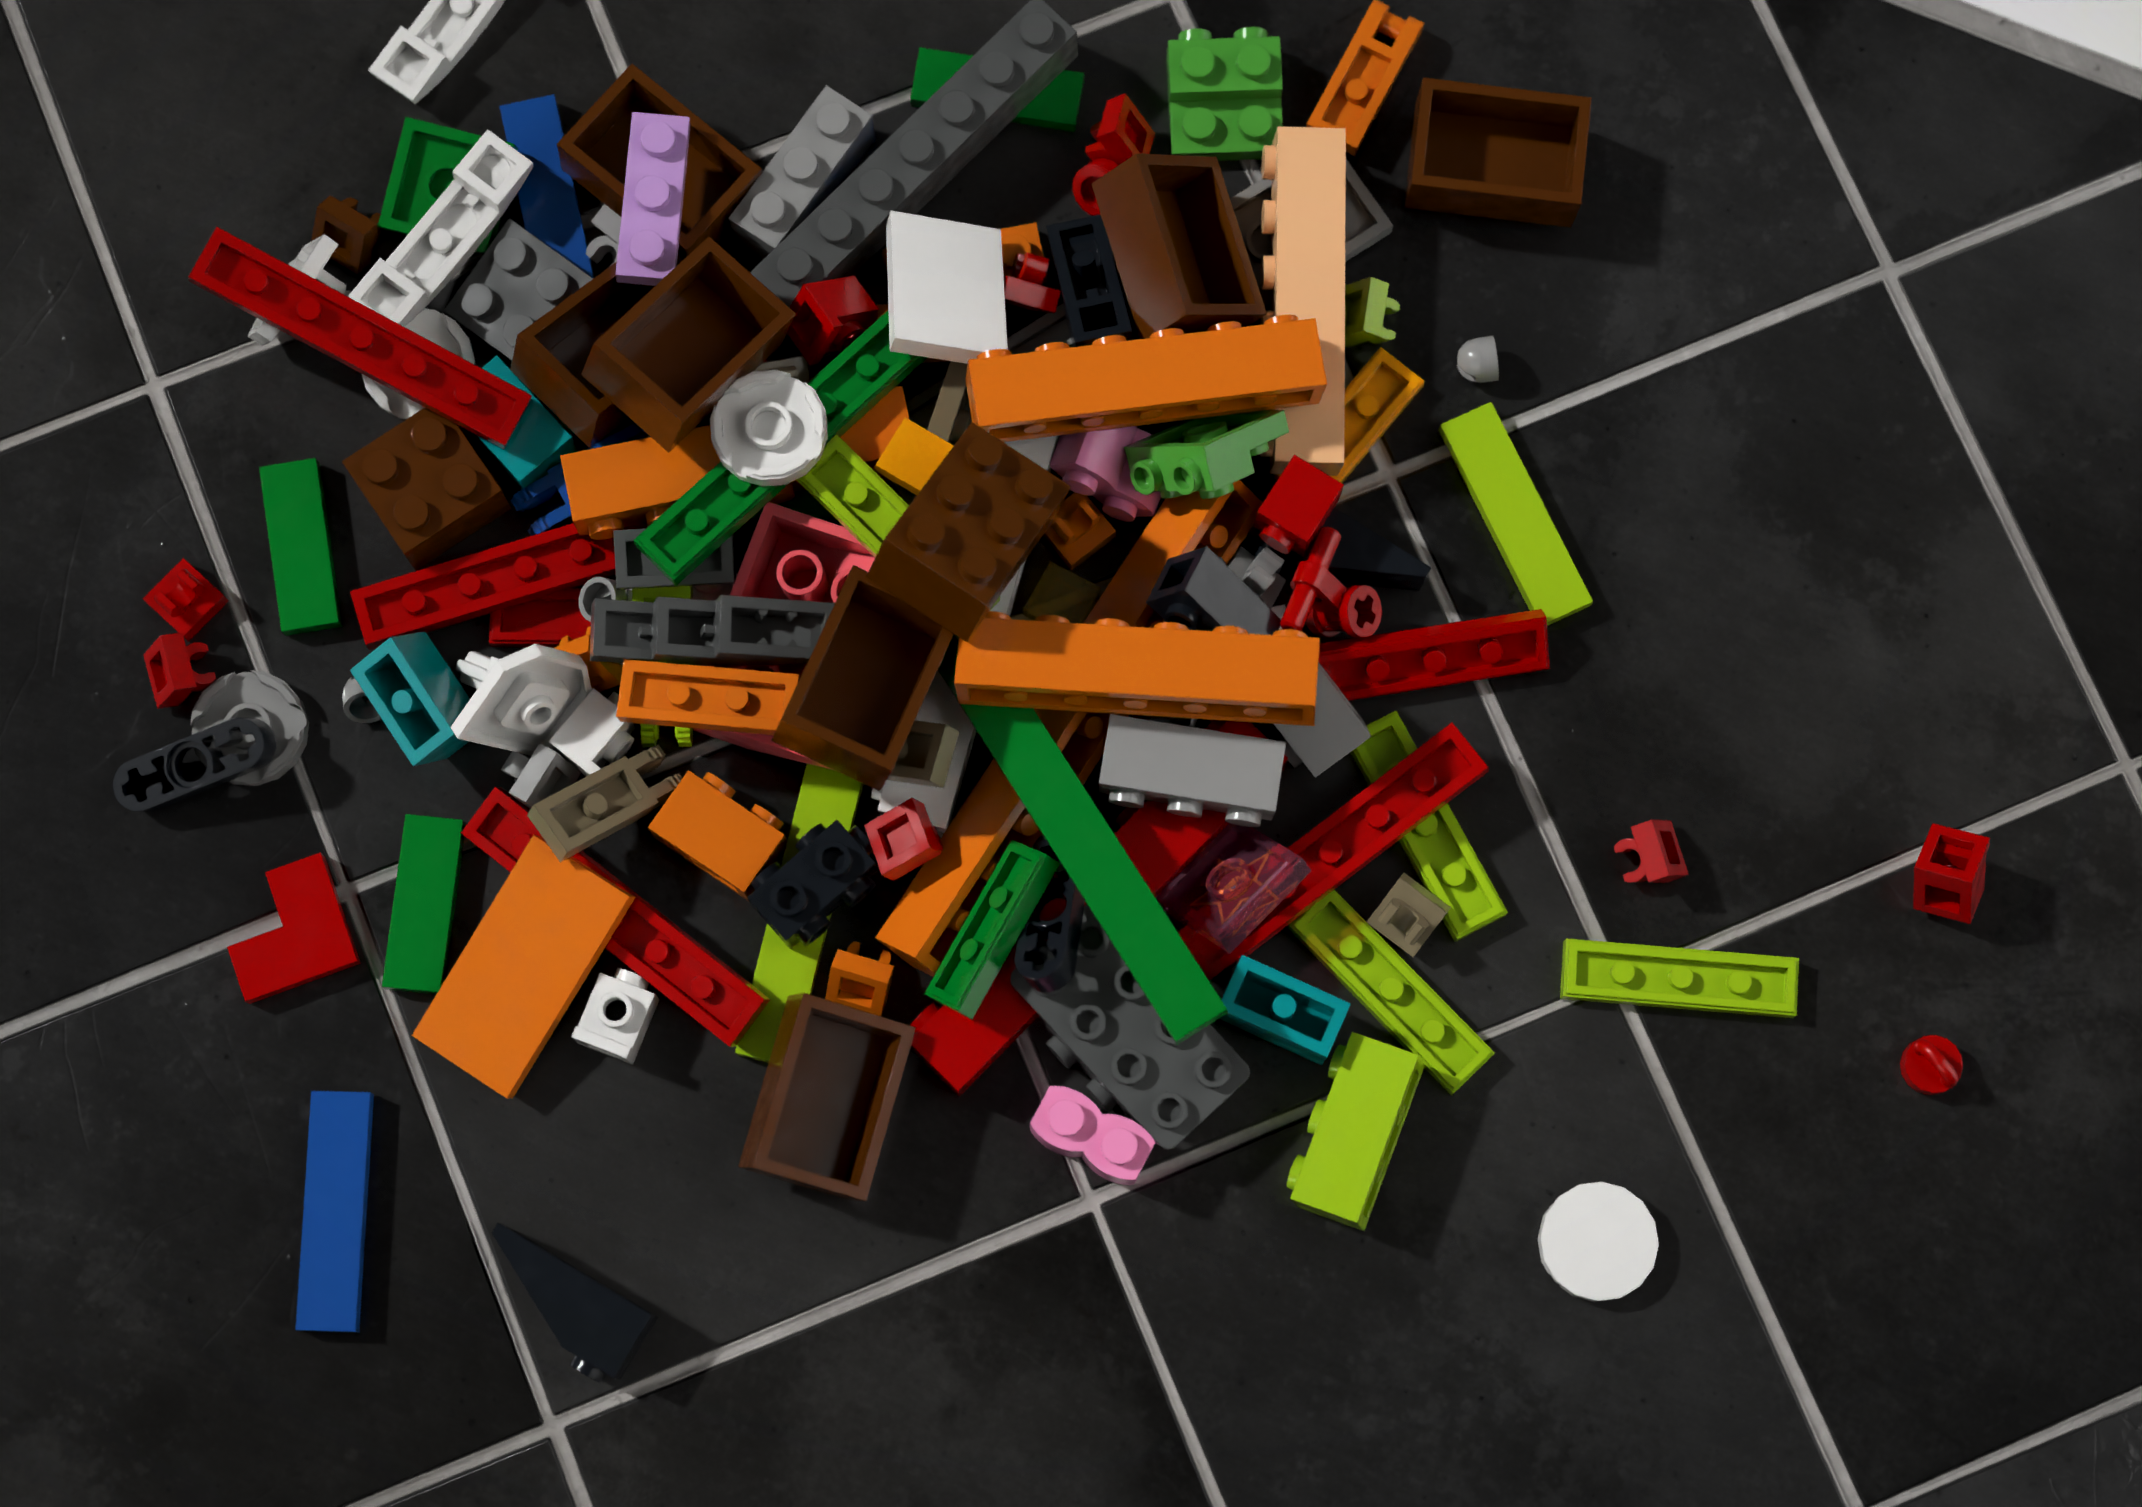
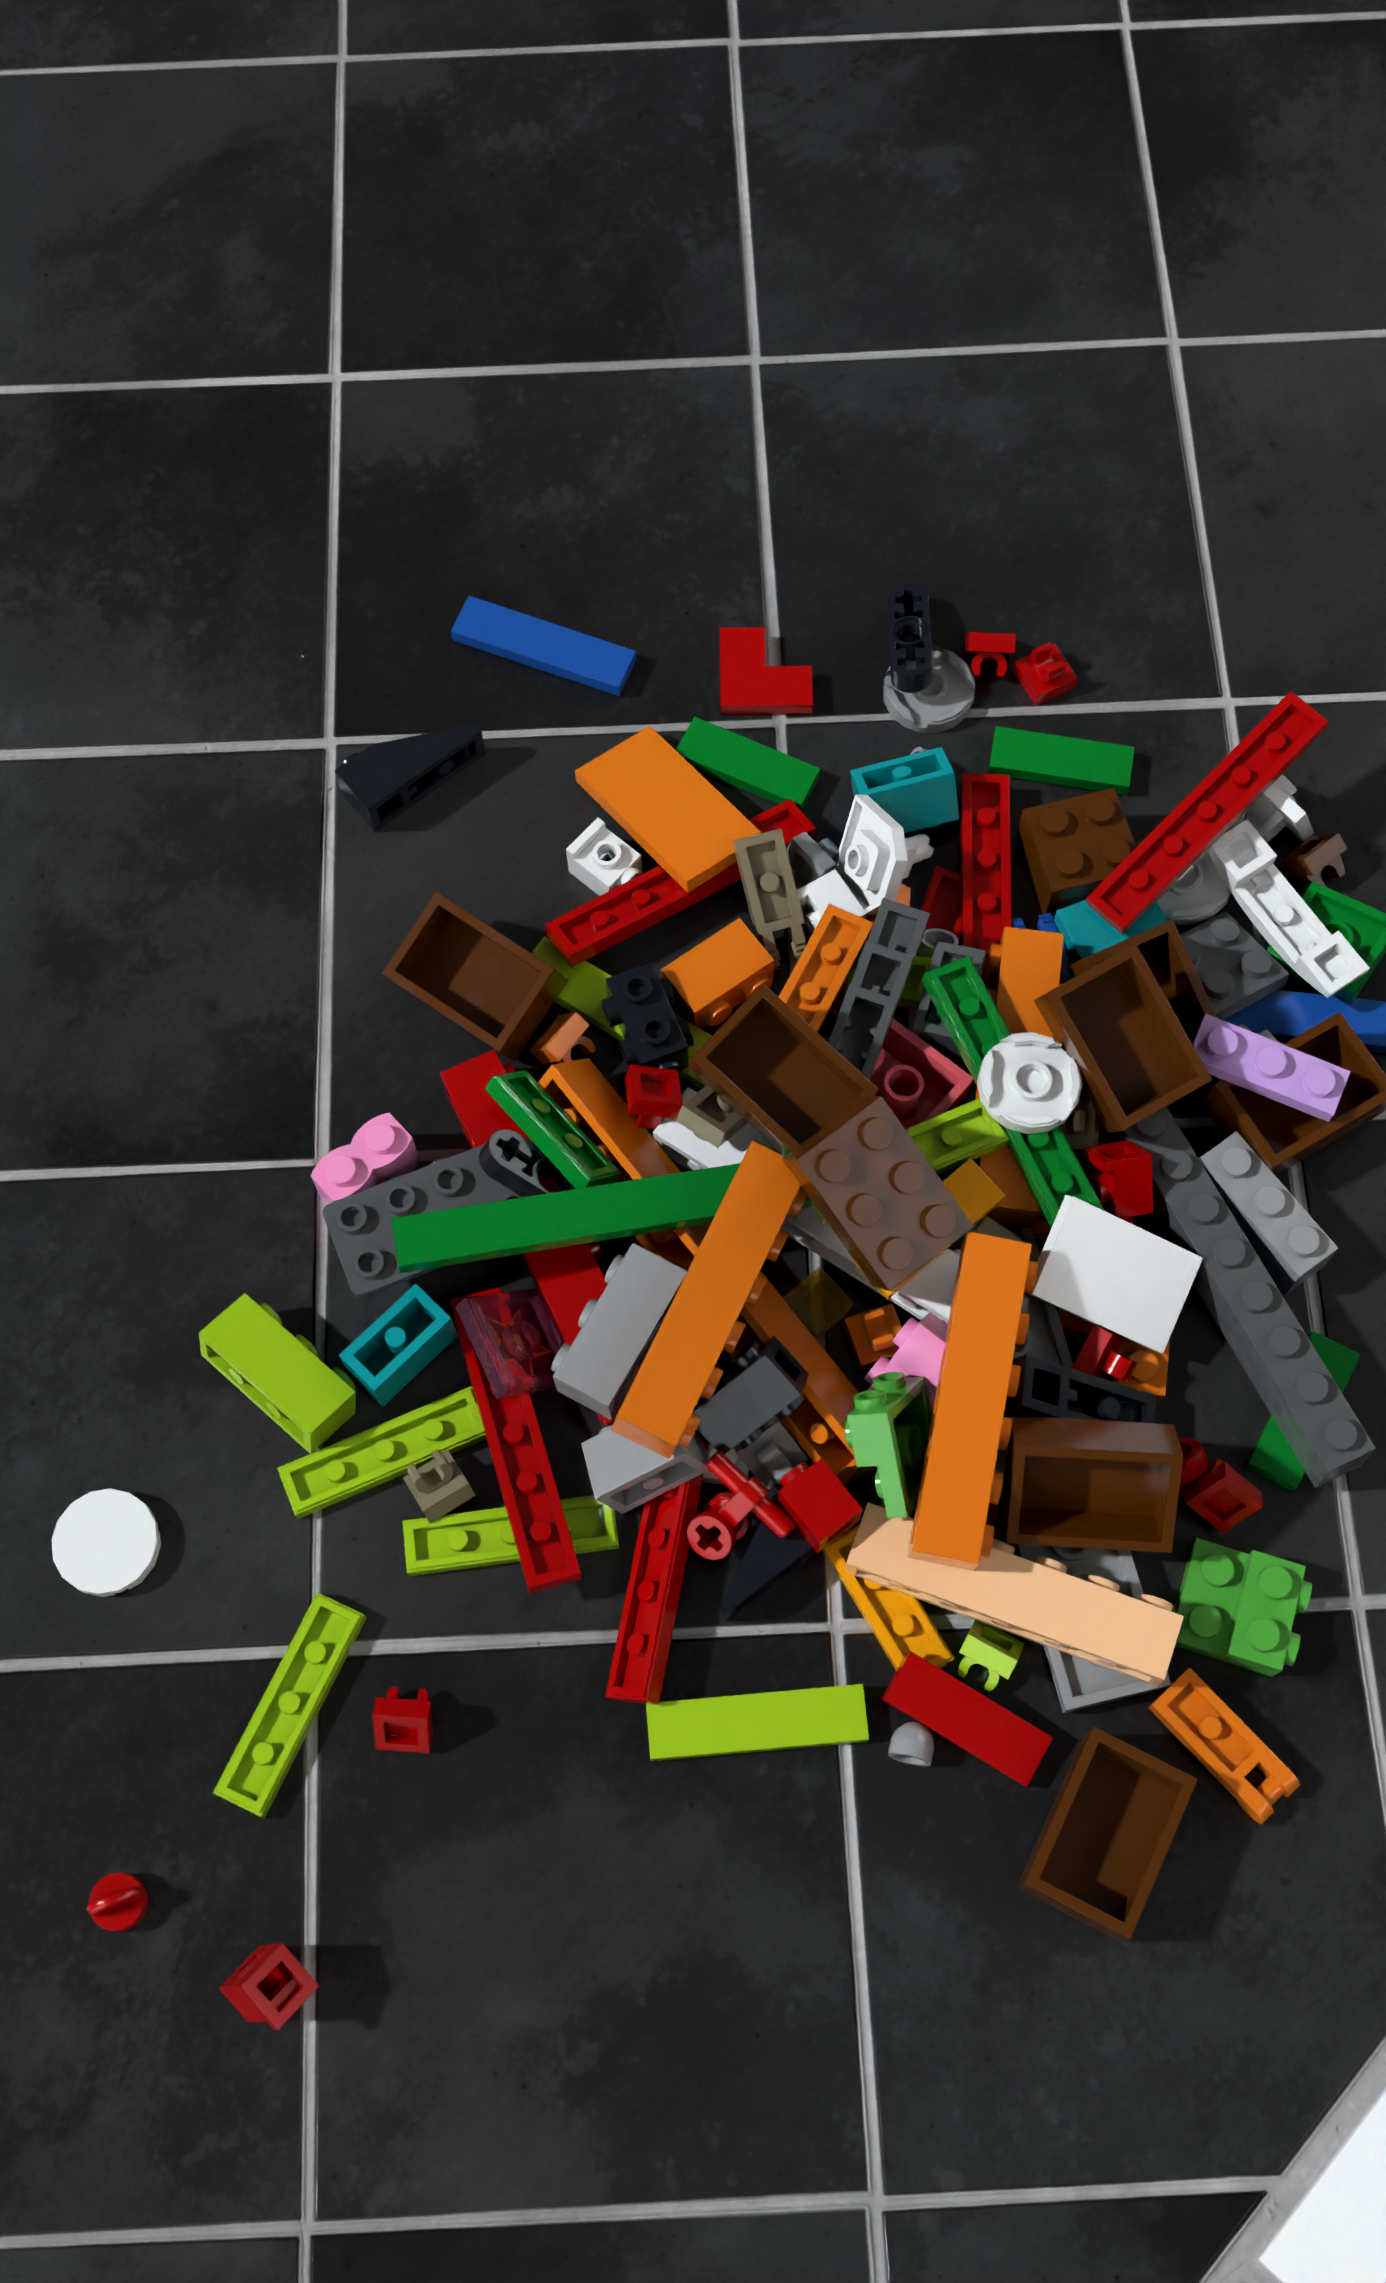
camera: 115 degrees right, 10 degrees down
(1435, 316) = (967, 1718): none -> red tile

